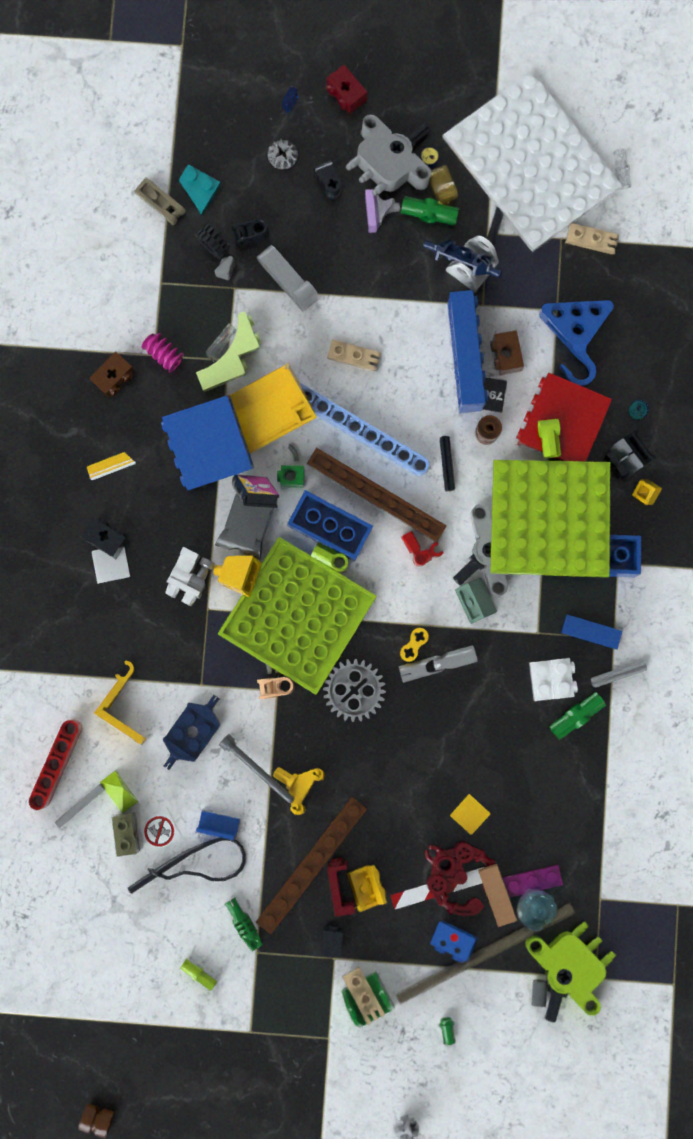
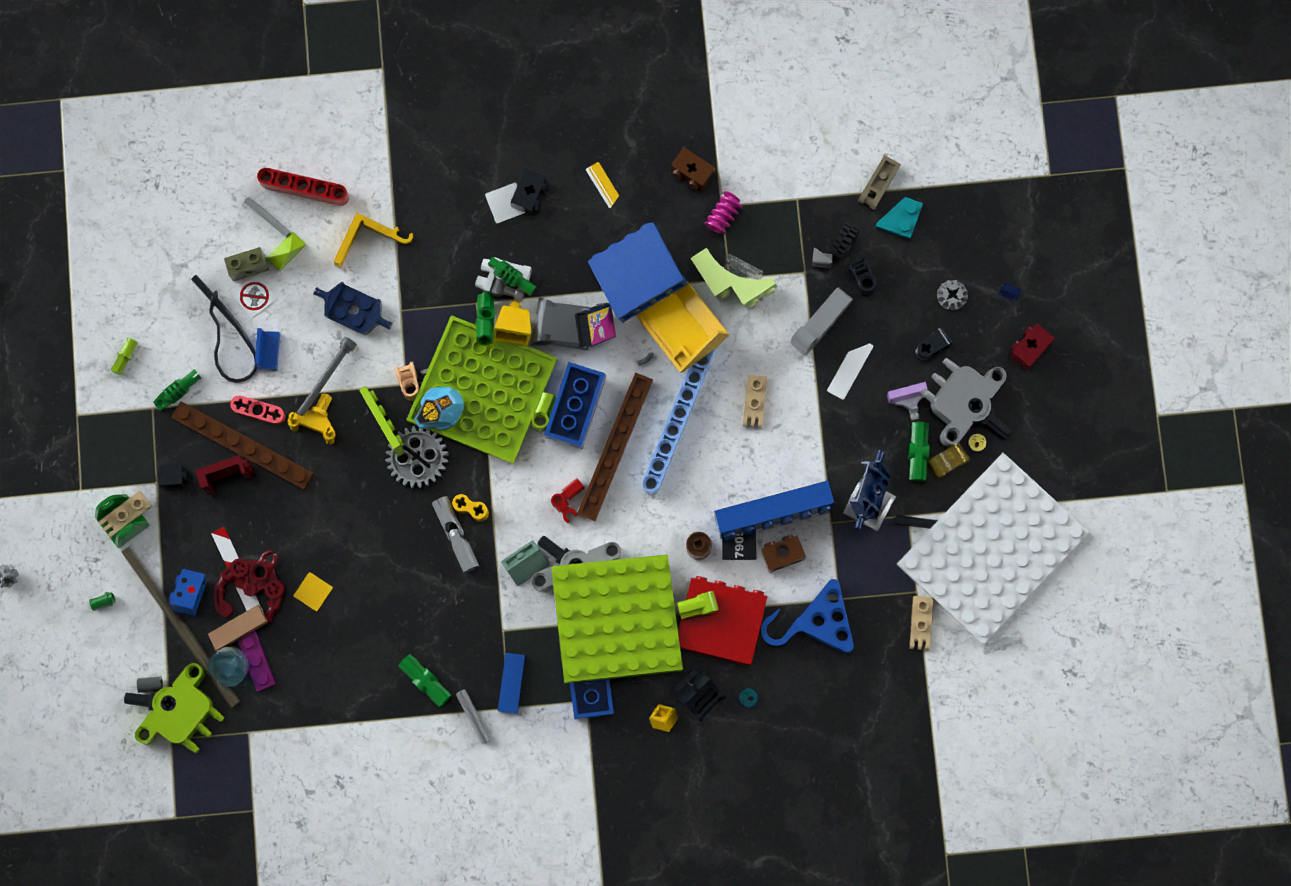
camera: 85 degrees right, 5 degrees down
(189, 566) = (511, 275): none -> green hinge
(228, 599) = (485, 319): none -> green piece
(270, 846) = (243, 411): none -> coral beam
(298, 482) = (619, 368): green brick -> none
(305, 720) = (387, 426): none -> lime plate
(312, 658) = (440, 408): none -> medium azure helmet
(339, 263) = (849, 370): none -> white sticker
(366, 887) = (227, 500): yellow bracket -> none
(447, 465) = (659, 512): black axle -> none
(552, 679) = (457, 651): white plate -> none

